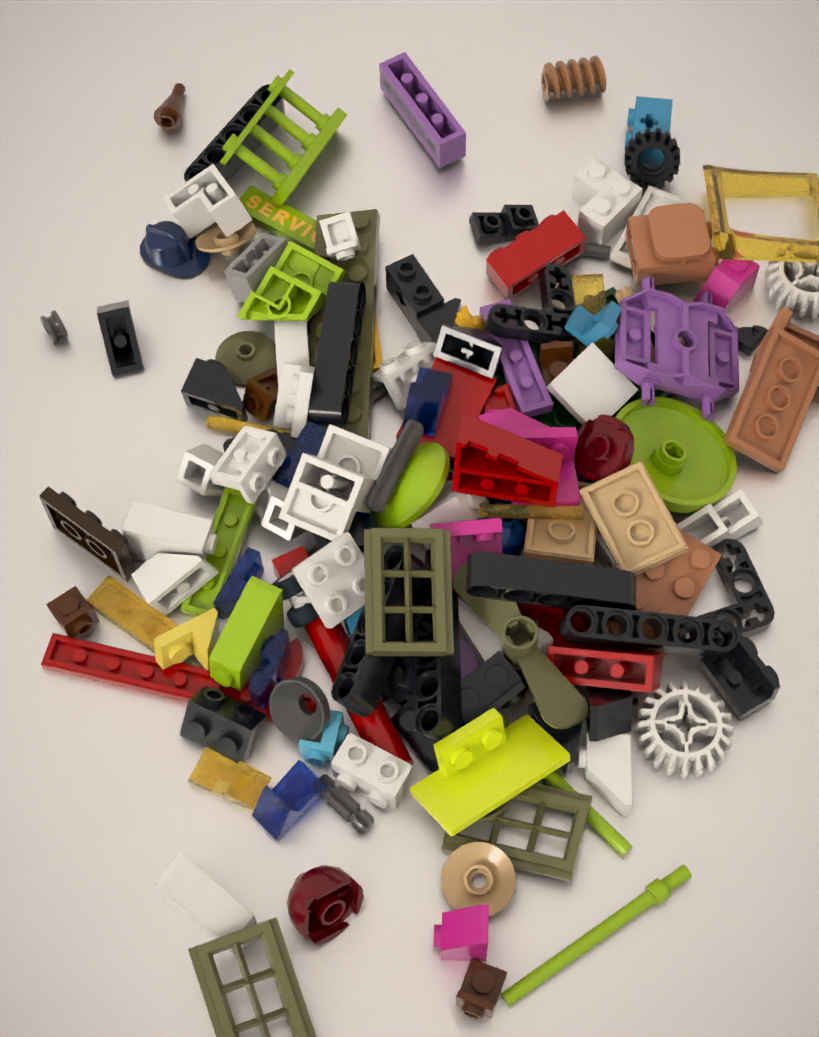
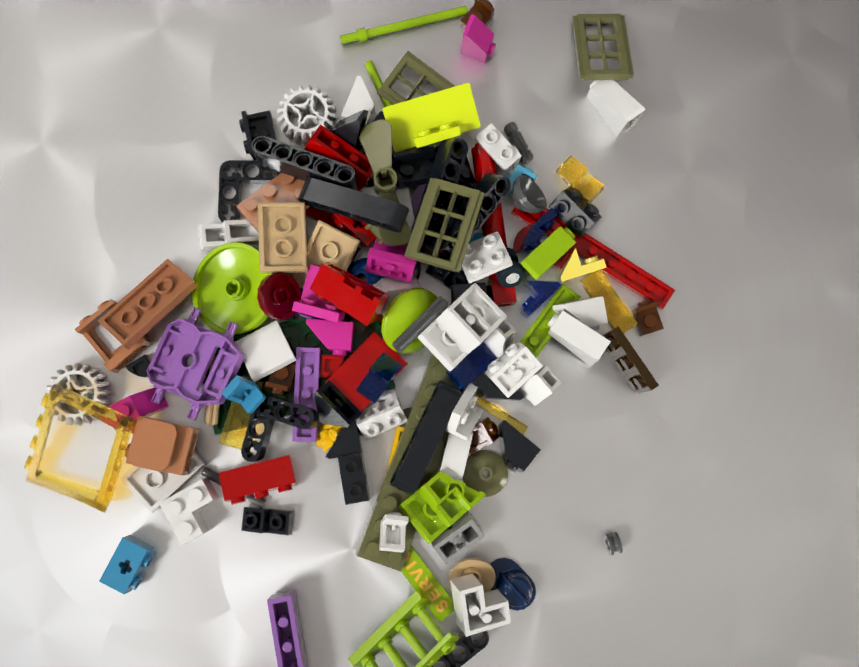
camera: 170 degrees left, 20 degrees up
(120, 337) = (569, 518): black slope -> none
(287, 801) = (549, 152): clear blue slope -> none
(322, 902) = (550, 87): dark red cylinder -> none
(470, 861) = (461, 63): tan dish -> none
(531, 512) = (358, 272): clear yellow bar -> none
(573, 76) = (162, 637): medium nougat piece -> none
(652, 140) = (137, 541): black tyre -> none

